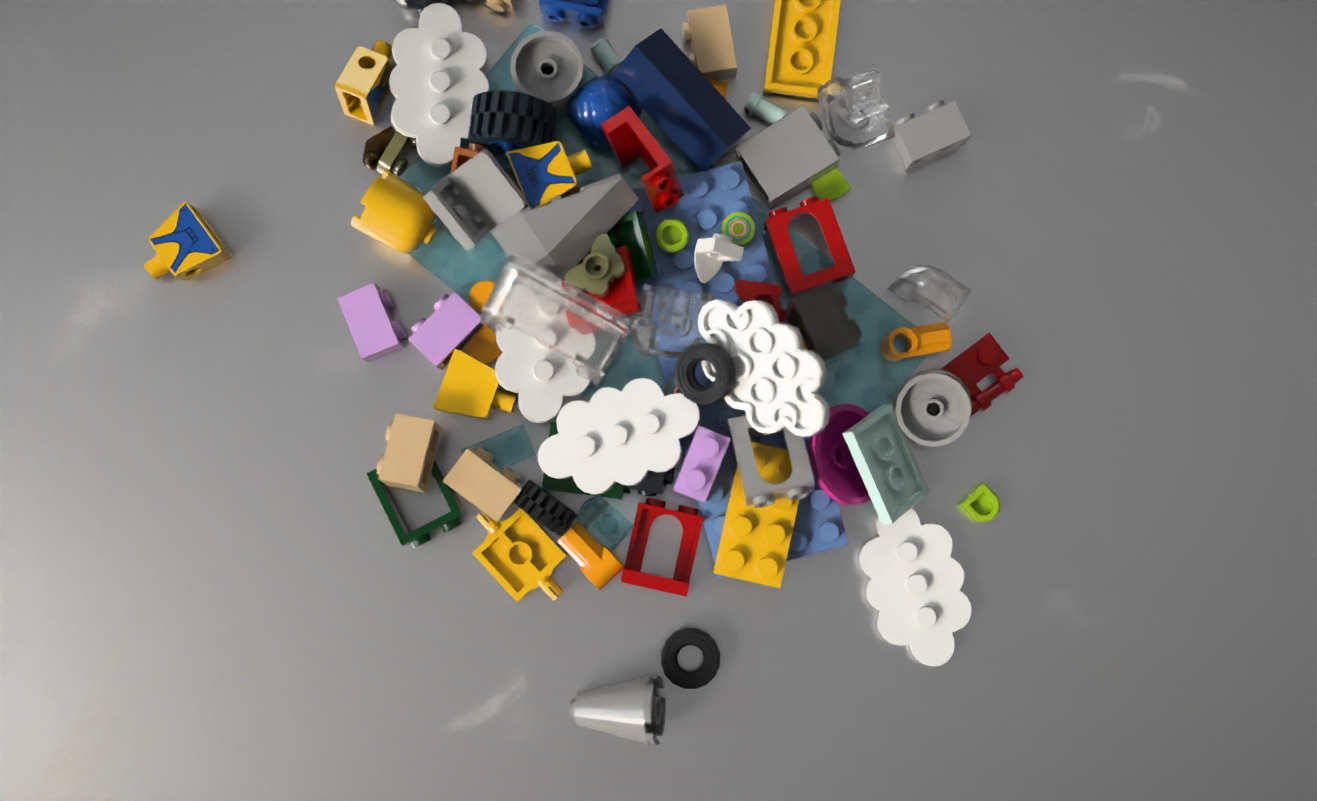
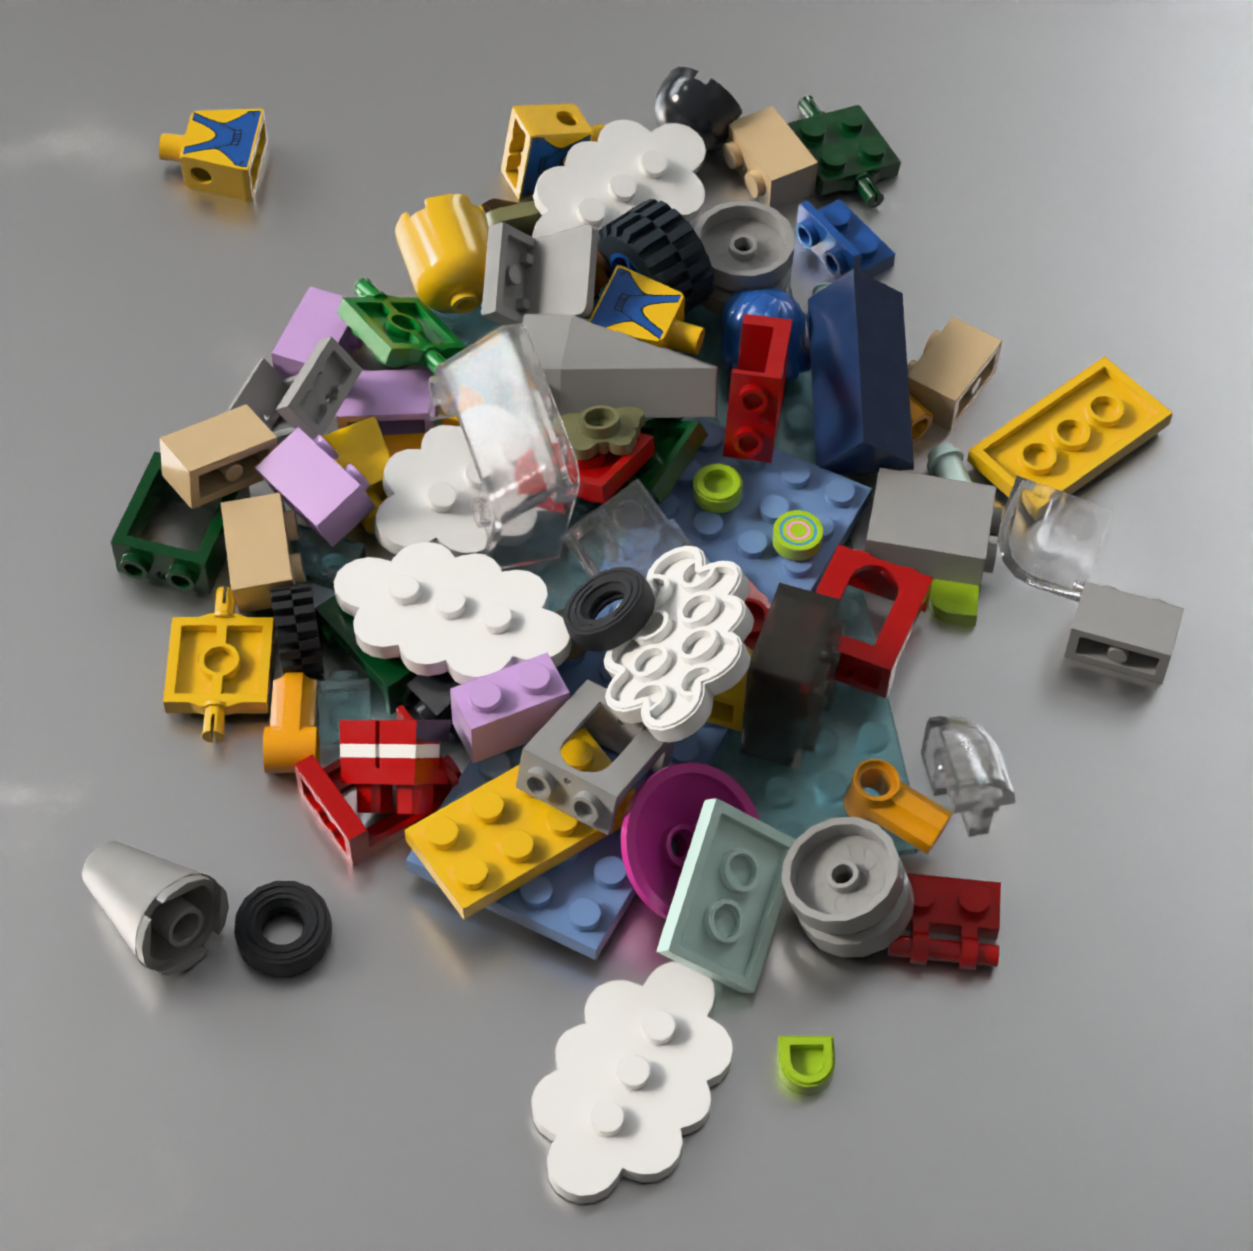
camera: 40 degrees right, 30 degrees down
(415, 283) = (398, 328): none -> green plate
(423, 372) = (304, 399): none -> light grey panel
(476, 424) = (316, 485): none -> lavender piece
(664, 535) = (390, 754): none -> red hips
(711, 254) = (742, 528): white plate -> none

